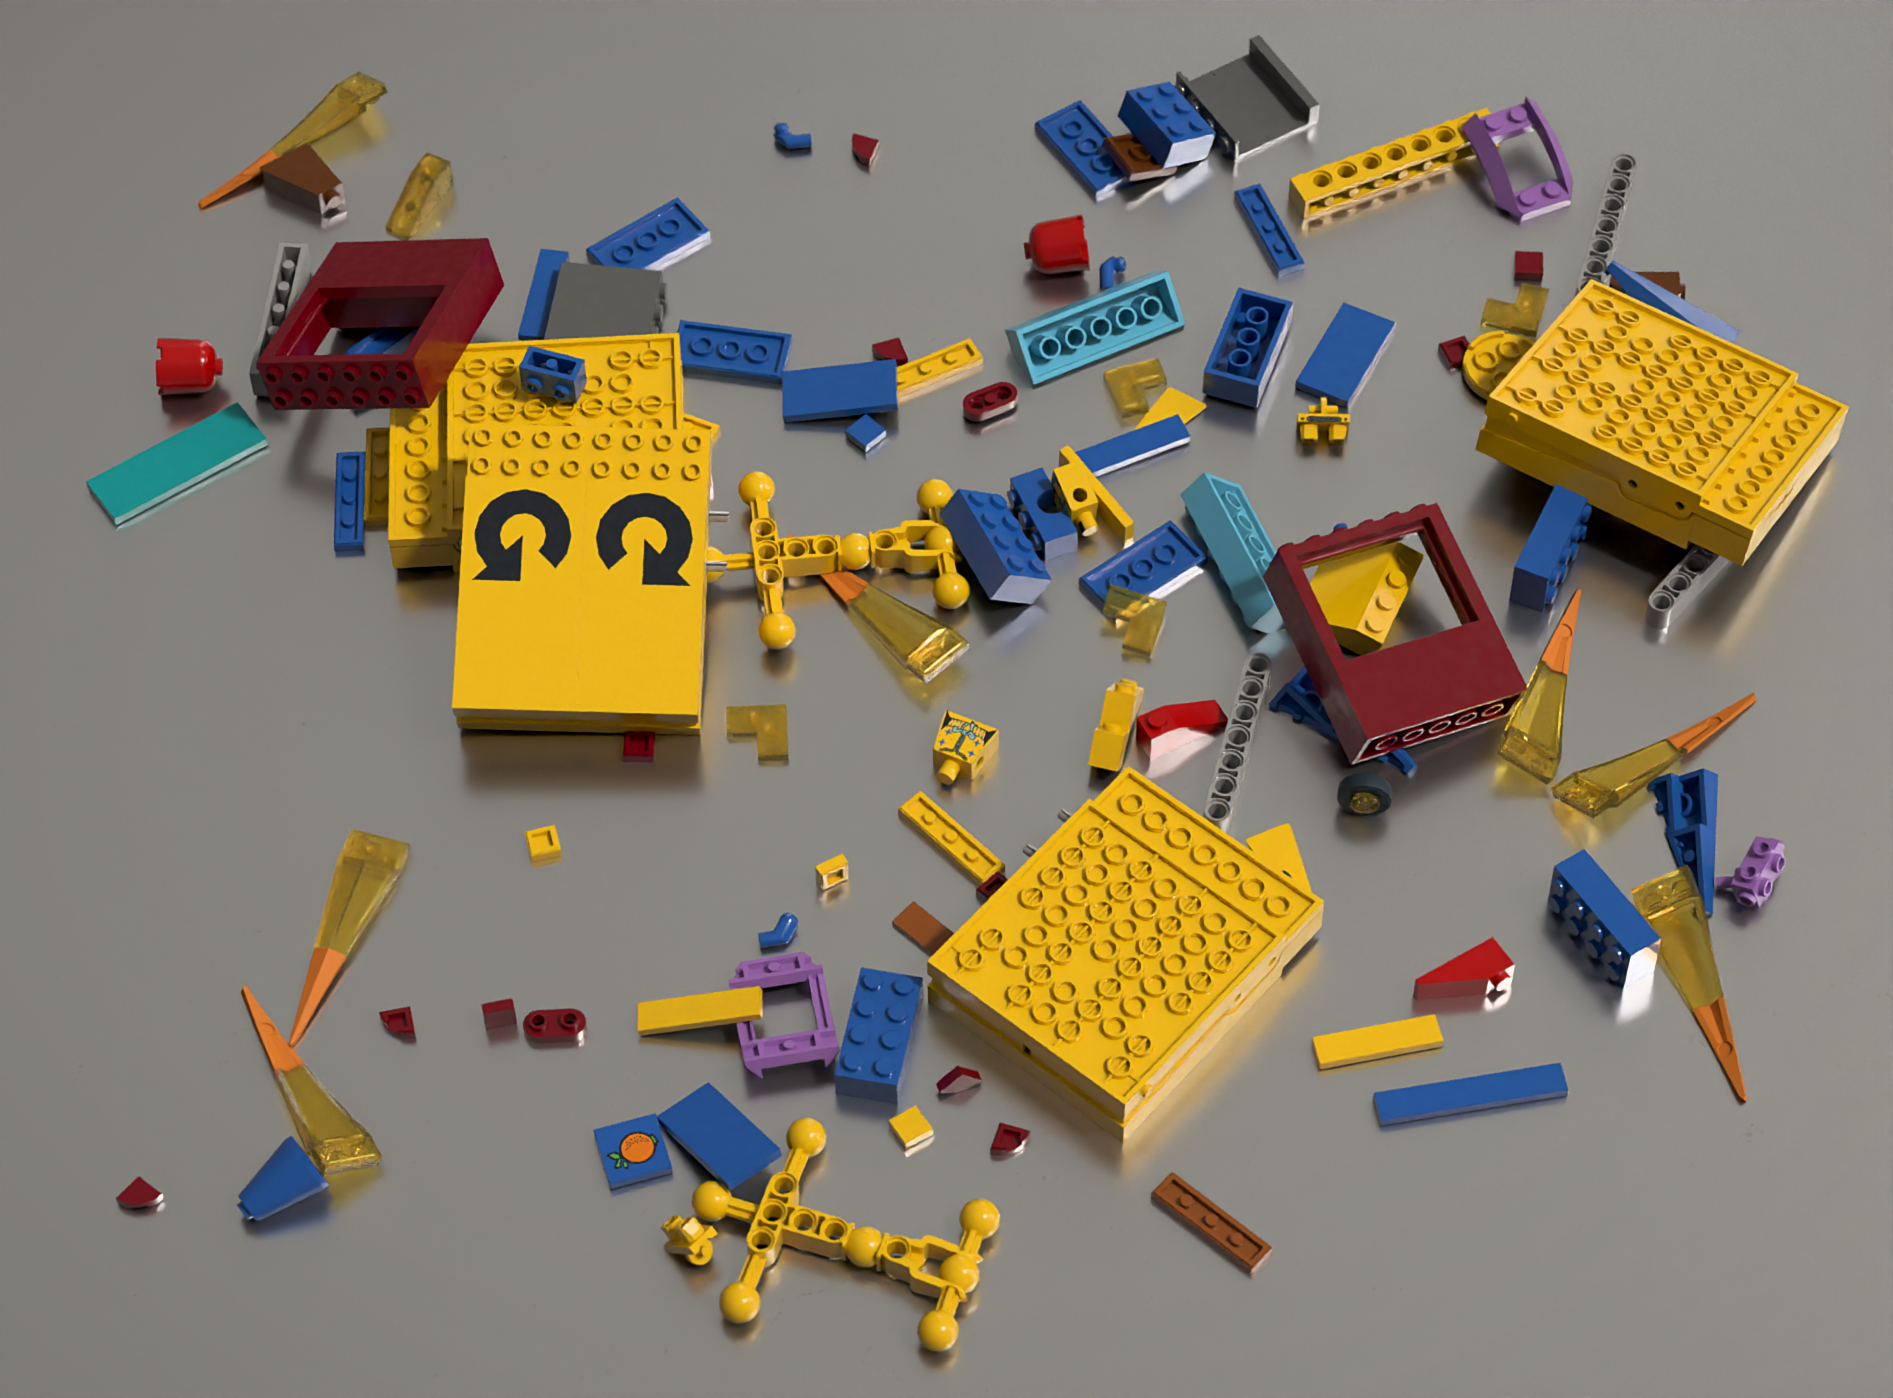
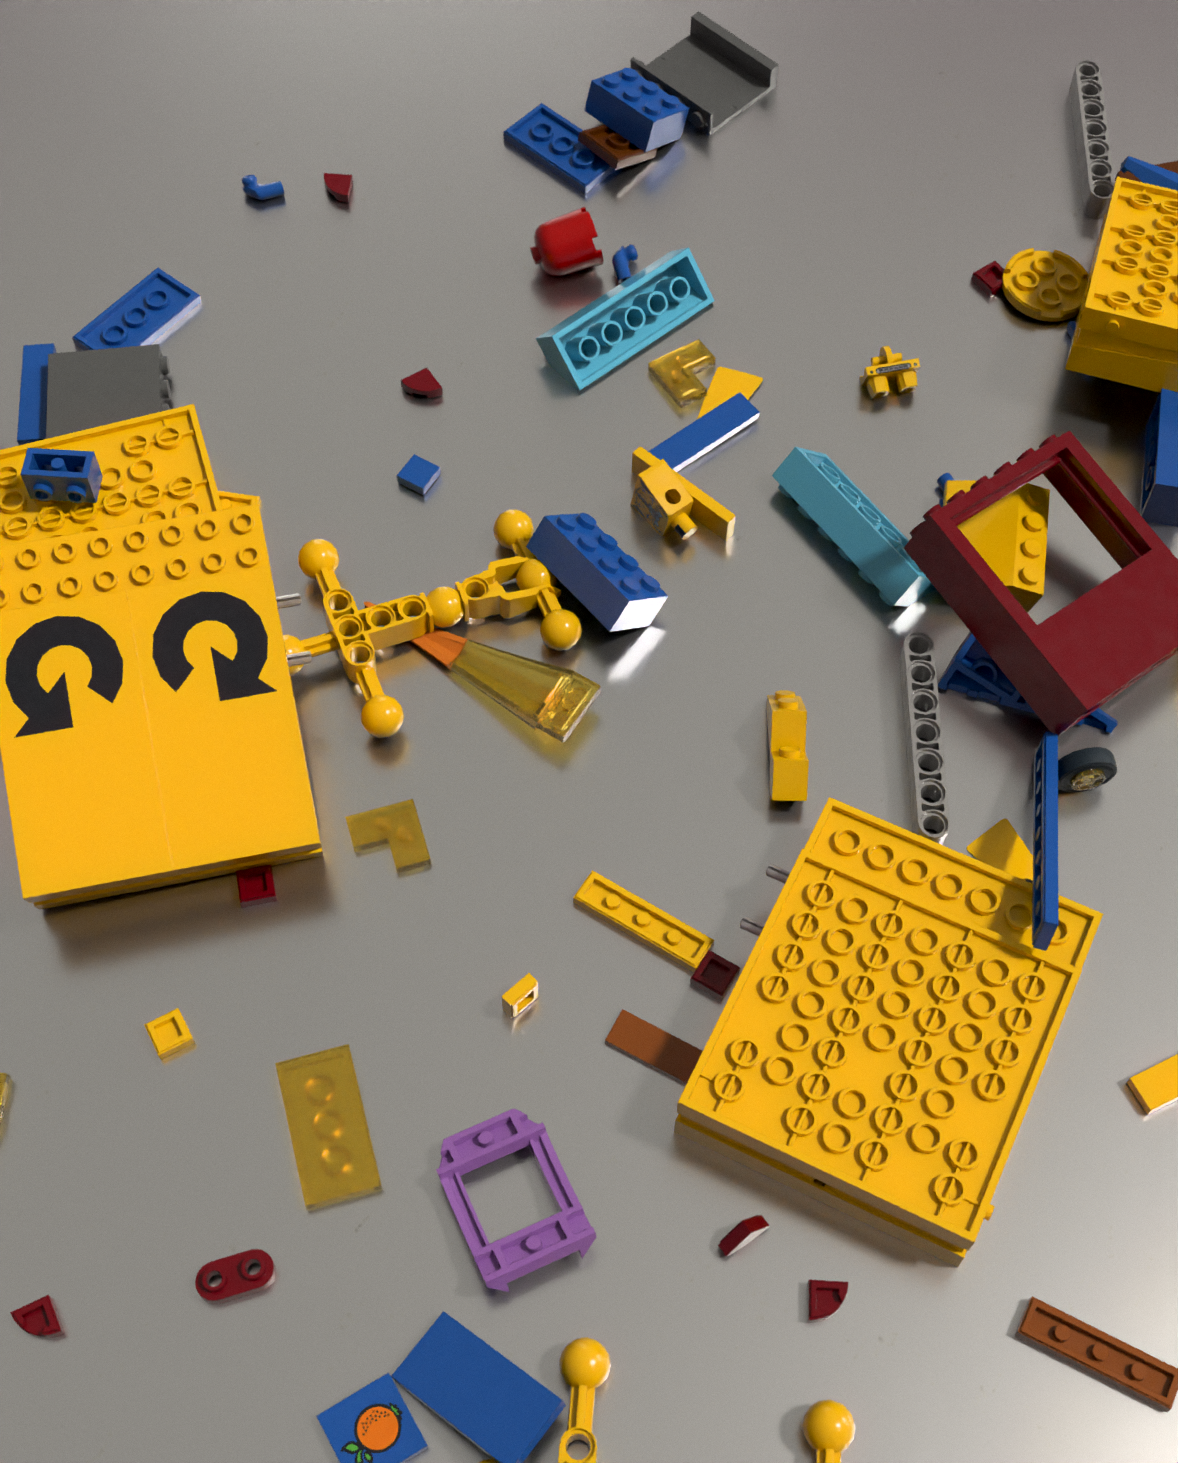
camera: 15 degrees left, 5 degrees up
(499, 1014) = (162, 1280): dark red tile -> none
(652, 936) = (328, 1126): none -> clear yellow tile
(699, 1010) = (410, 1218): yellow tile -> none
(733, 351) = (255, 415): blue tile -> none
(781, 934) = (481, 1086): blue arm -> none
(840, 390) = (380, 435): blue tile -> none
(879, 1036) = (635, 1200): blue brick -> none
(910, 1127) = (704, 1311): yellow tile -> none
(937, 367) = (463, 398): yellow tile -> none
(962, 747) = (625, 809): yellow torso -> none
(989, 402) = (536, 417): dark red plate -> none
(1049, 532) = (650, 542): blue arch -> none
(1141, 612) = (773, 613): clear yellow tile -> none
(1146, 565) = (755, 565): blue tile -> none
(1177, 725) = (852, 732): red slope -> none
(1247, 347) = (789, 311): blue brick -> none
(1269, 230) = (766, 194): blue tile -> none
(1298, 835) = (1045, 842): none -> blue tile
(1345, 354) = (884, 301): blue tile -> none
(1382, 167) = (866, 109): yellow brick -> none
(1506, 124) = (951, 66): medium lavender wedge -> none
(1520, 317) = (1040, 232): clear yellow tile -> none
(1528, 265) = (1029, 182): dark red tile -> none

